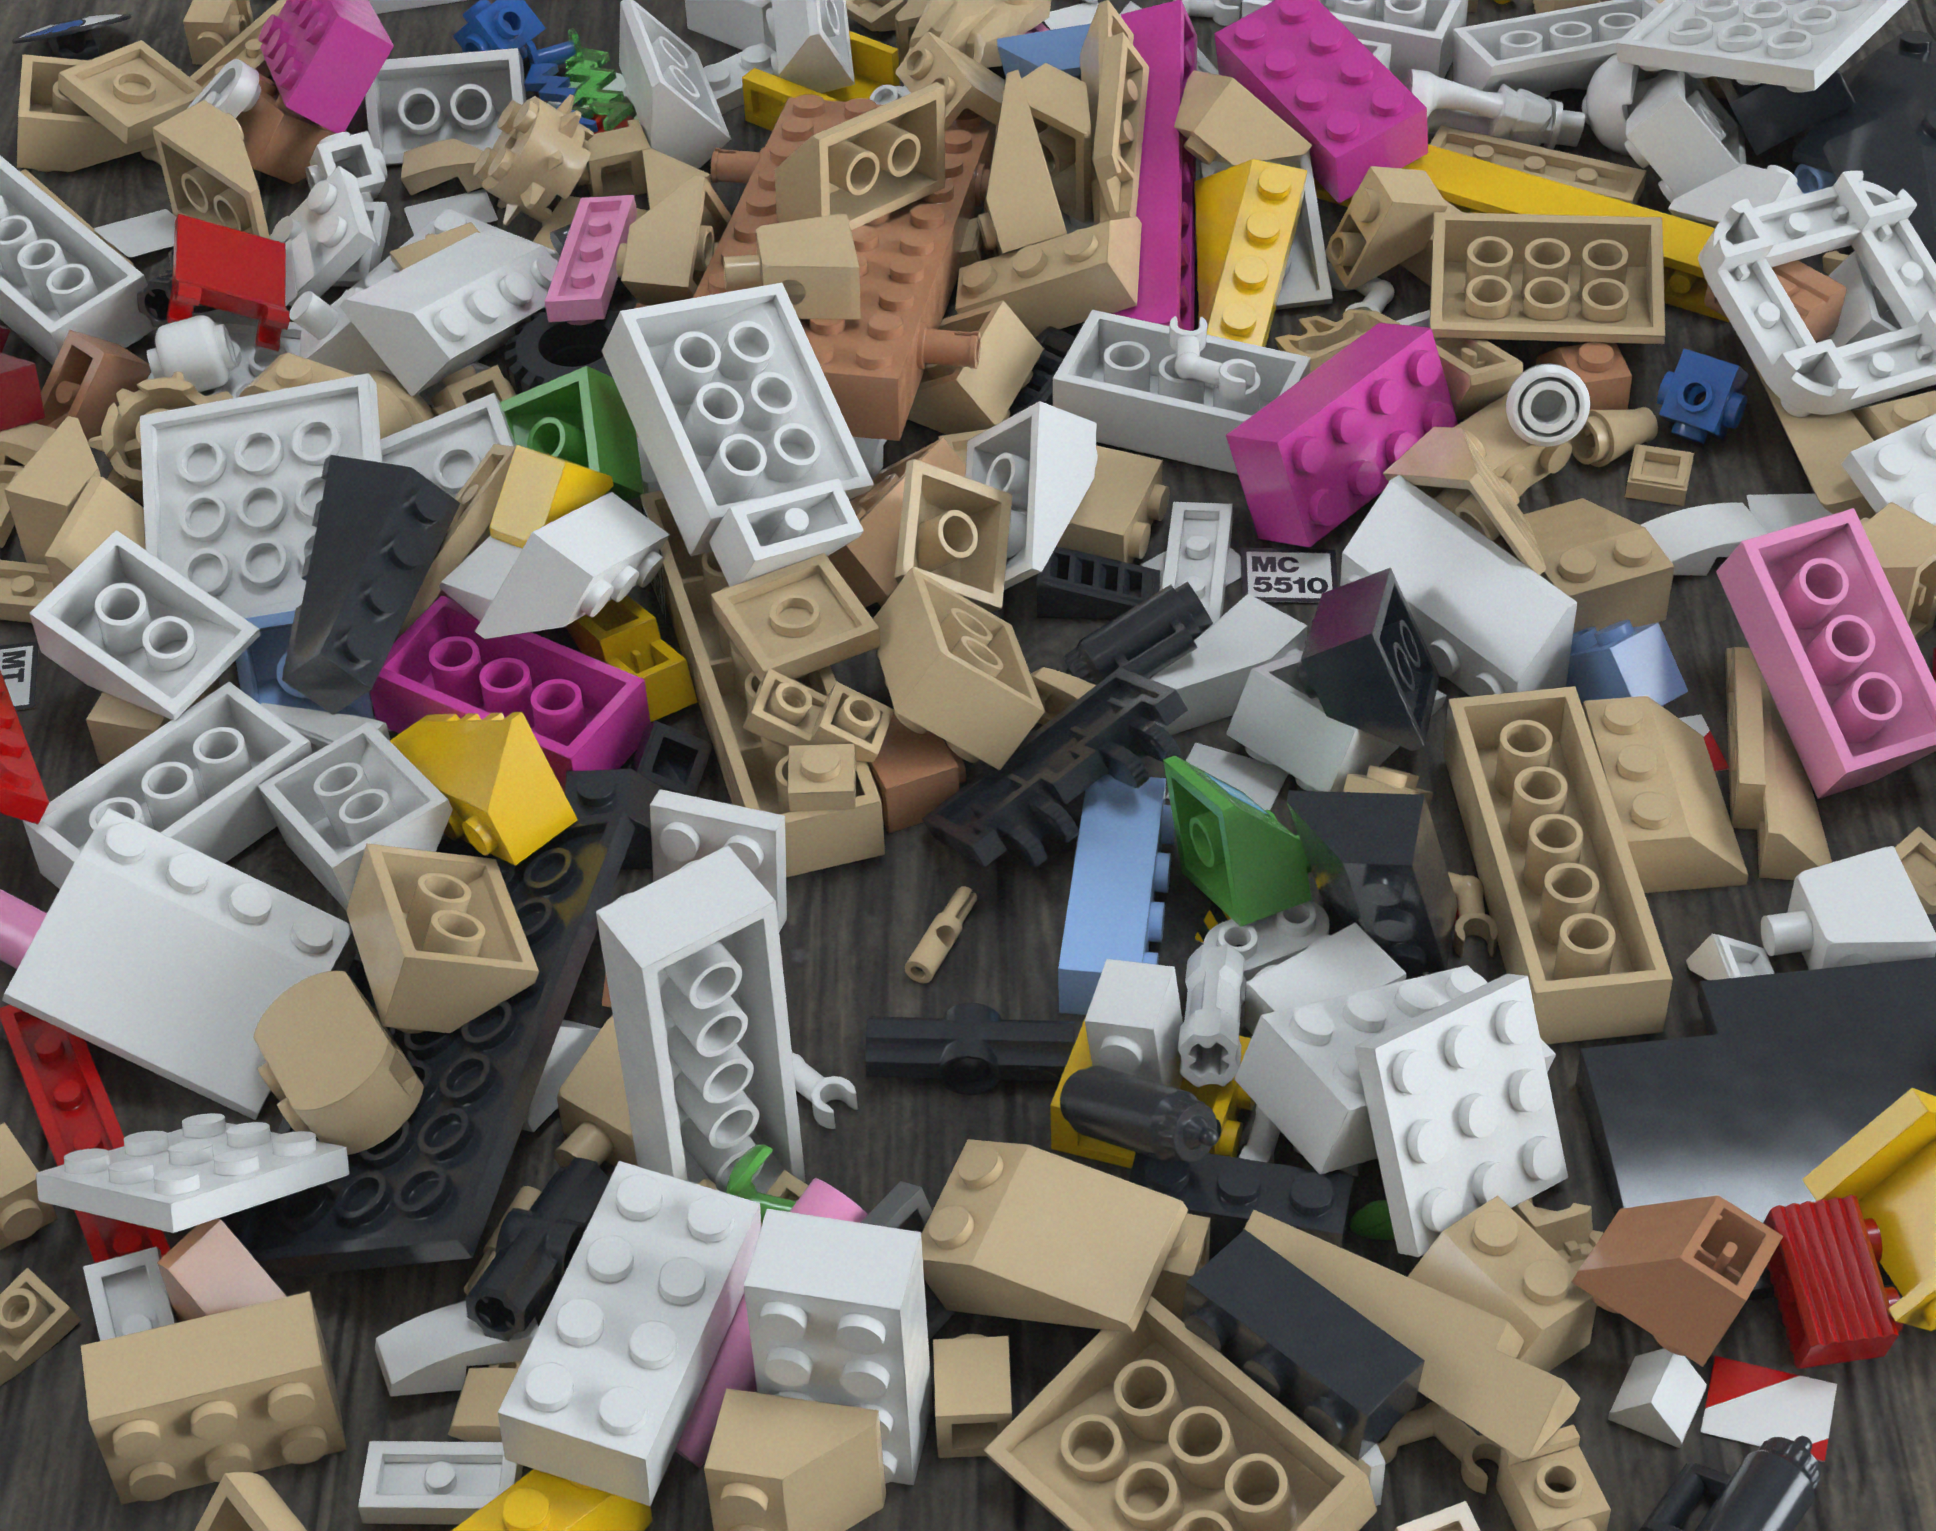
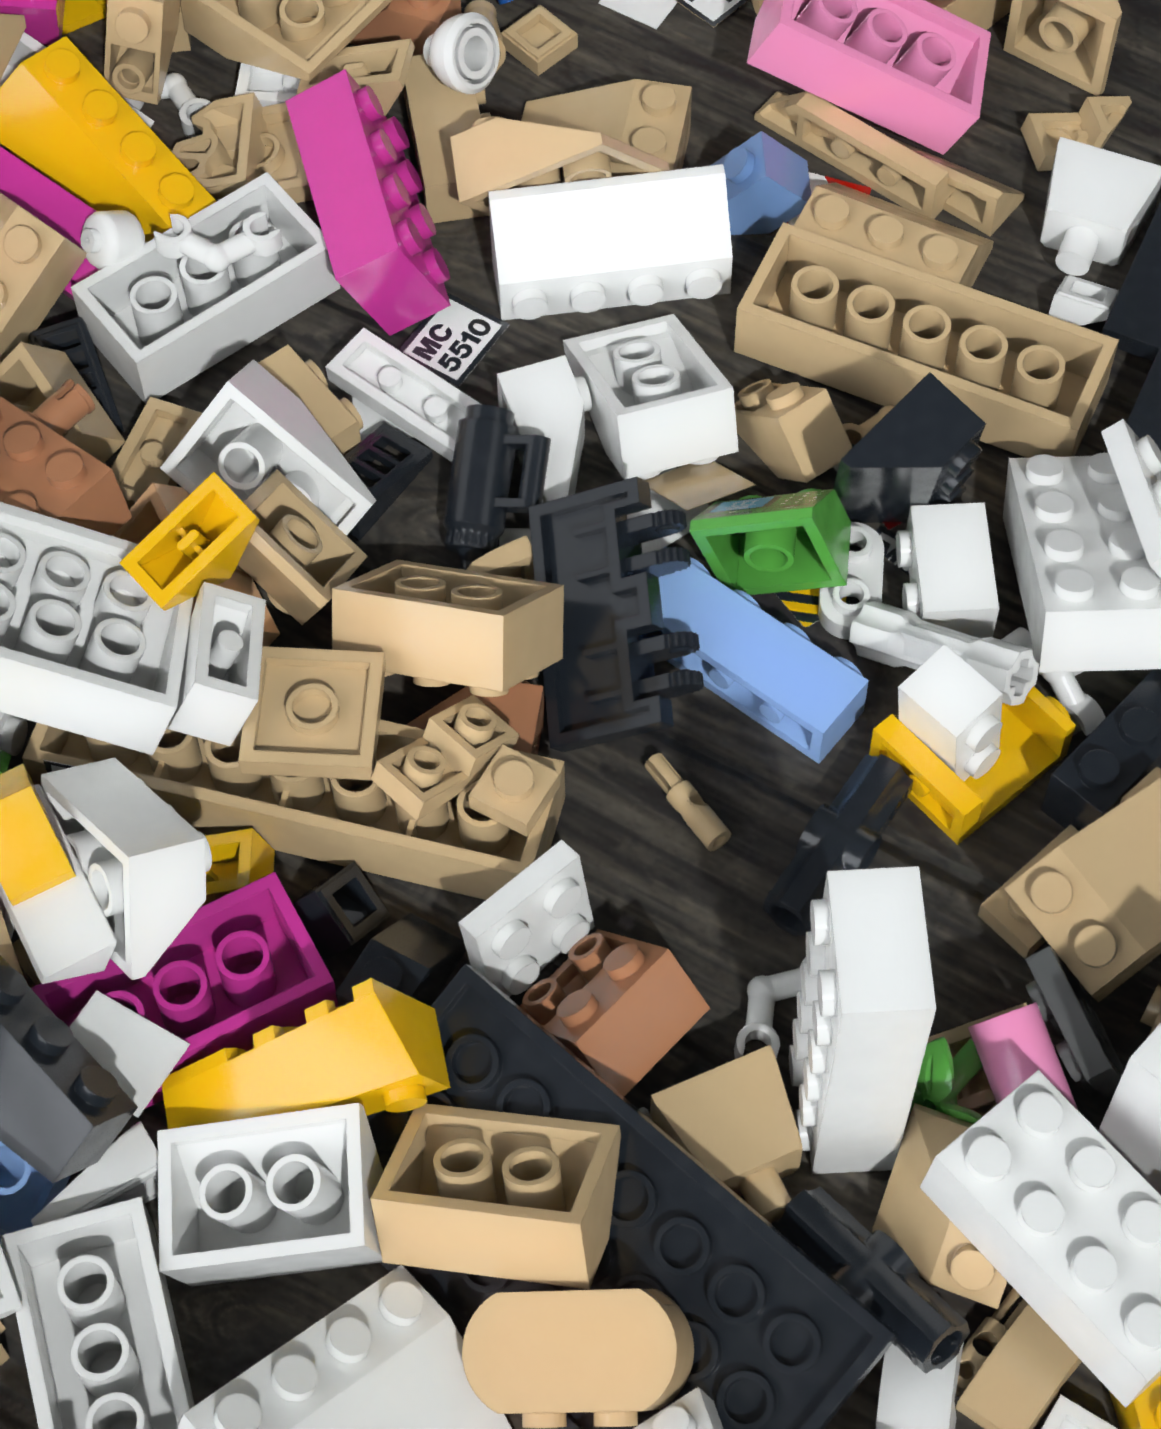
camera: 60 degrees left, 15 degrees up
(422, 669) = (128, 1047): none -> white sticker
(864, 455) = (193, 544): none -> yellow slope
(1139, 1115) = (1055, 753): black piece -> none
(1158, 303) = (111, 237): none -> white piece
(1259, 780) = (698, 484): none -> tan sticker
(1371, 661) = (654, 332): black slope -> none
(1703, 533) = (637, 46): white slope -> none

